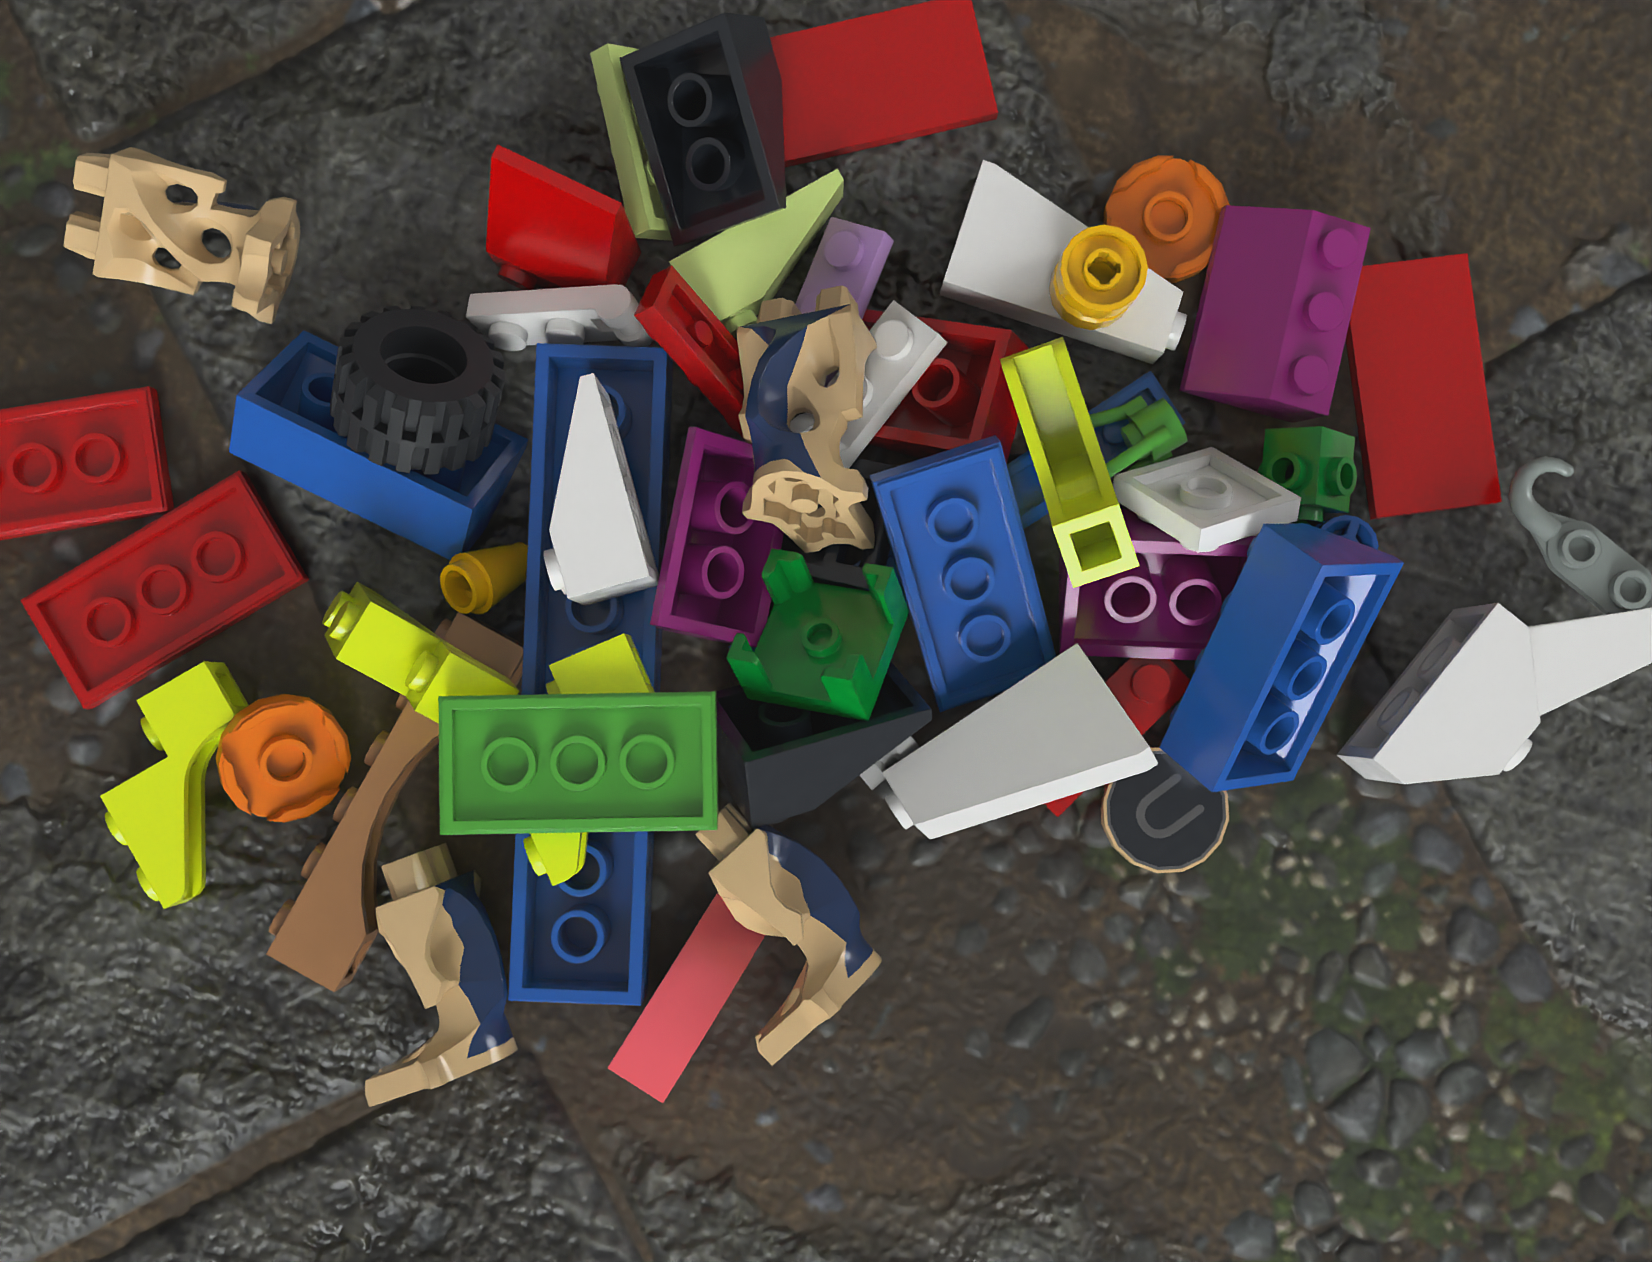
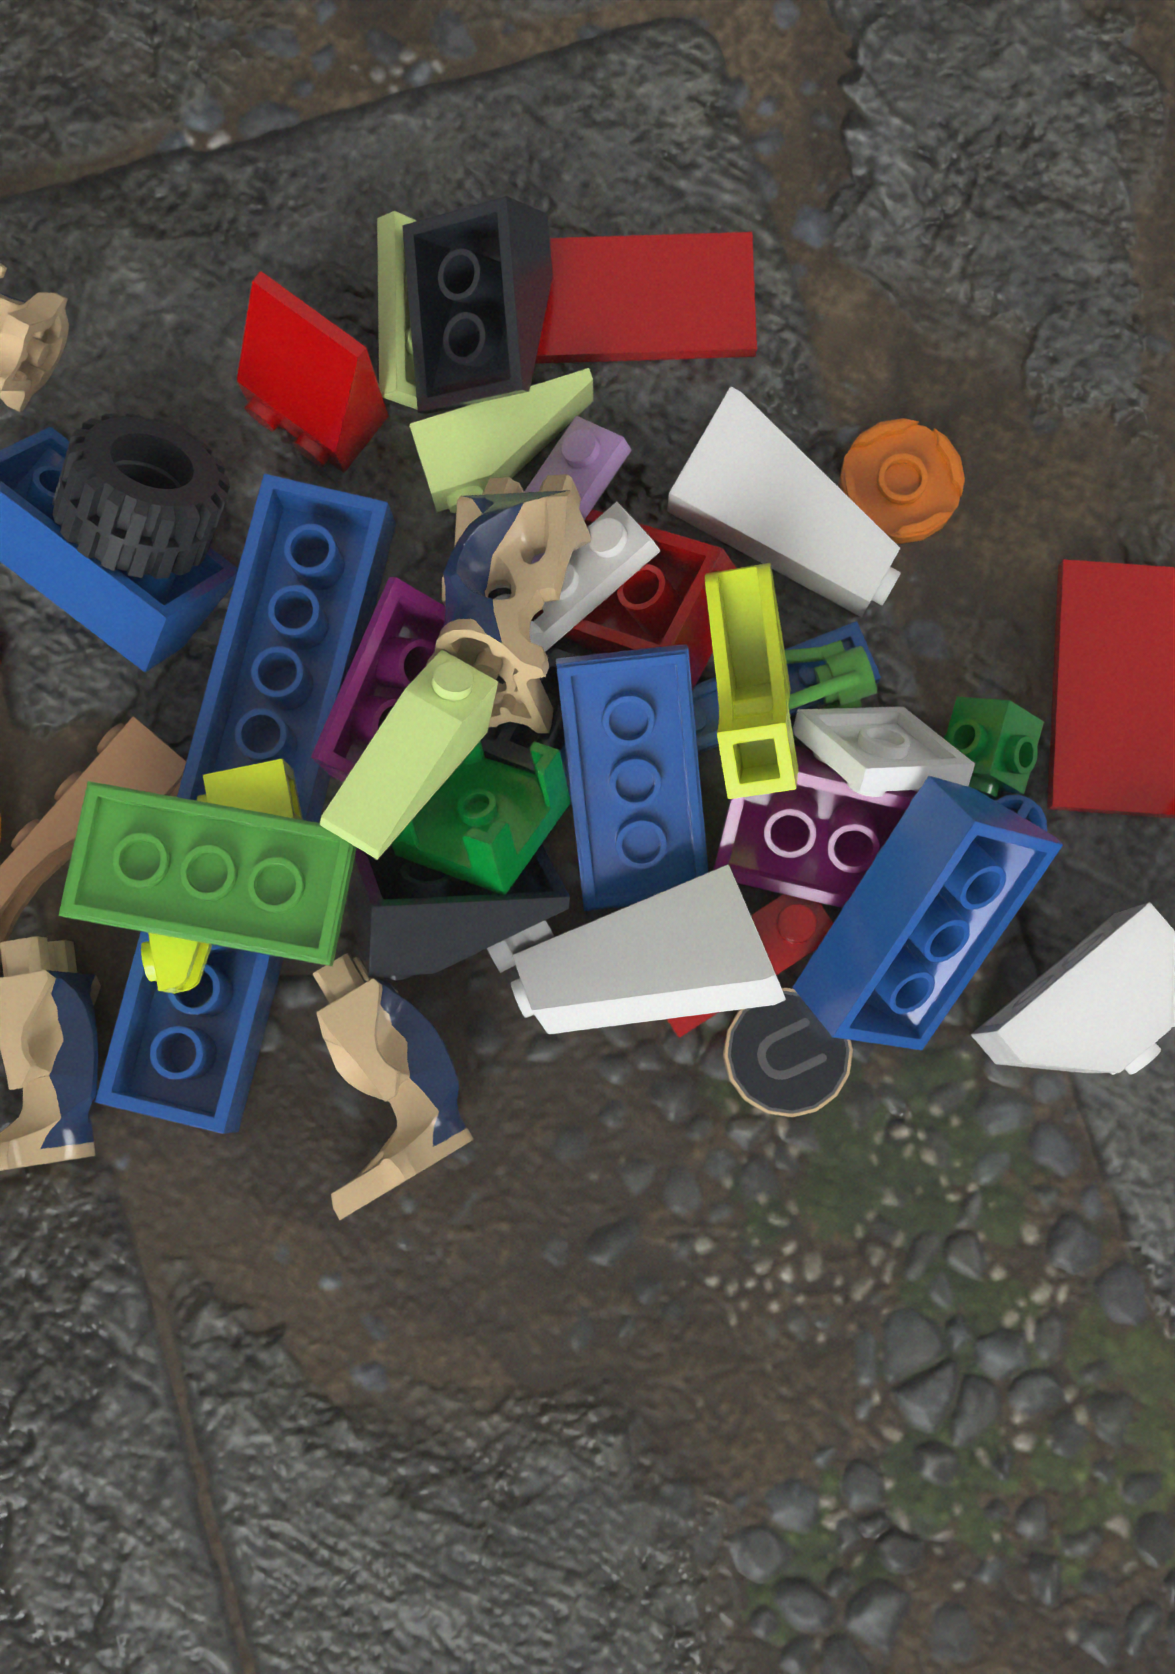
camera: 20 degrees right, 5 degrees down
(403, 653) = (68, 741): neon yellow arch -> none
(483, 577) = (164, 689): yellow cone -> none
(558, 316) = (296, 453): white plate -> none
(596, 513) = (280, 636): white slope -> none
(686, 1002) = (272, 1145): coral slope -> none
(695, 341) = (414, 499): red plate -> none
(752, 604) = (412, 753): none -> yellowish green slope
(1098, 277) = (815, 513): yellow wheel -> none
(1275, 311) = (987, 585): magenta slope -> none

